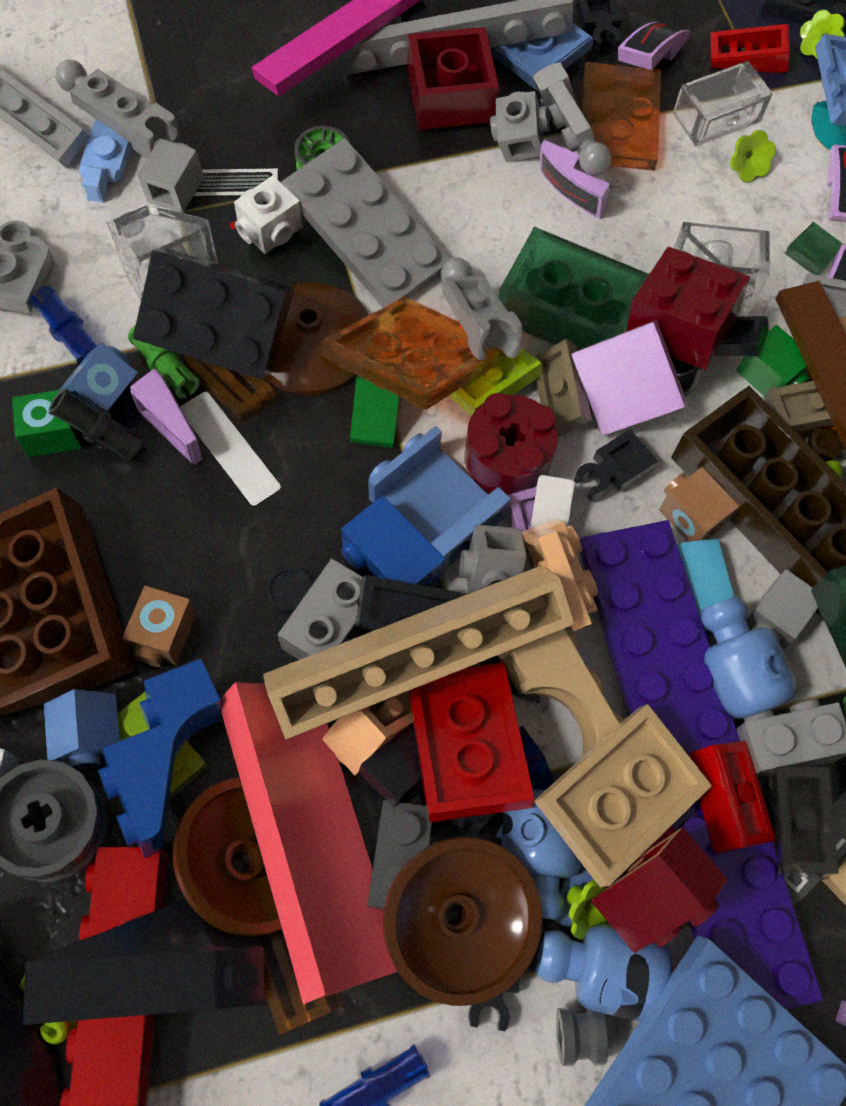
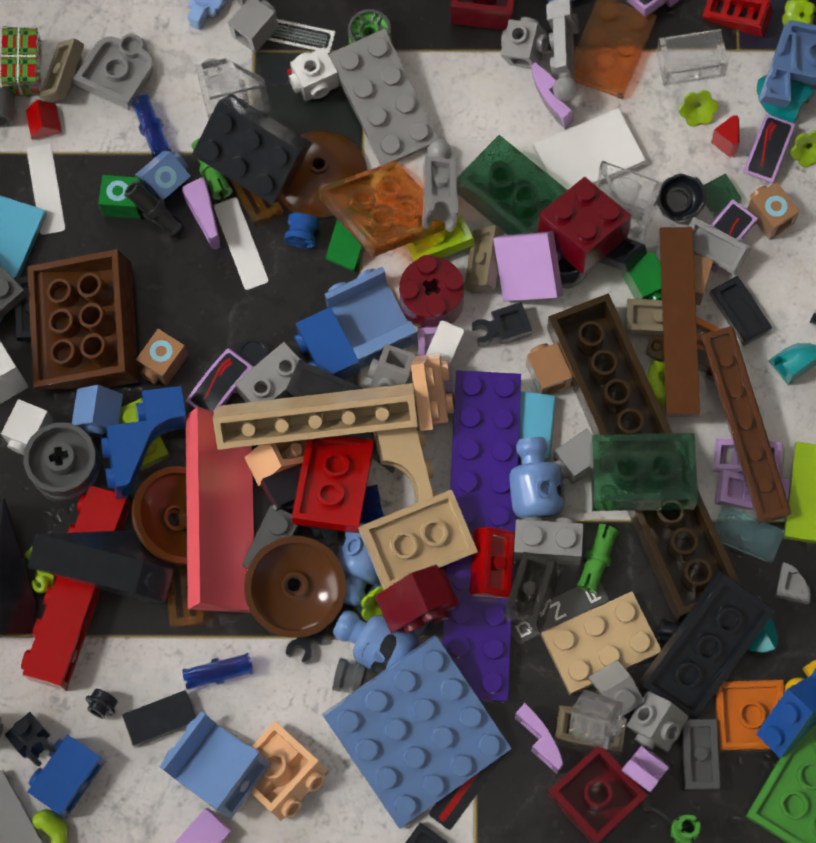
camera: 25 degrees right, 5 degrees up
(253, 639) = (218, 382): none -> black slope
(309, 409) = (301, 230): none -> blue wheel
(640, 226) = (582, 148): none -> white tile
(790, 257) = (682, 197): none -> black hair
(802, 180) = (727, 136): none -> red slope

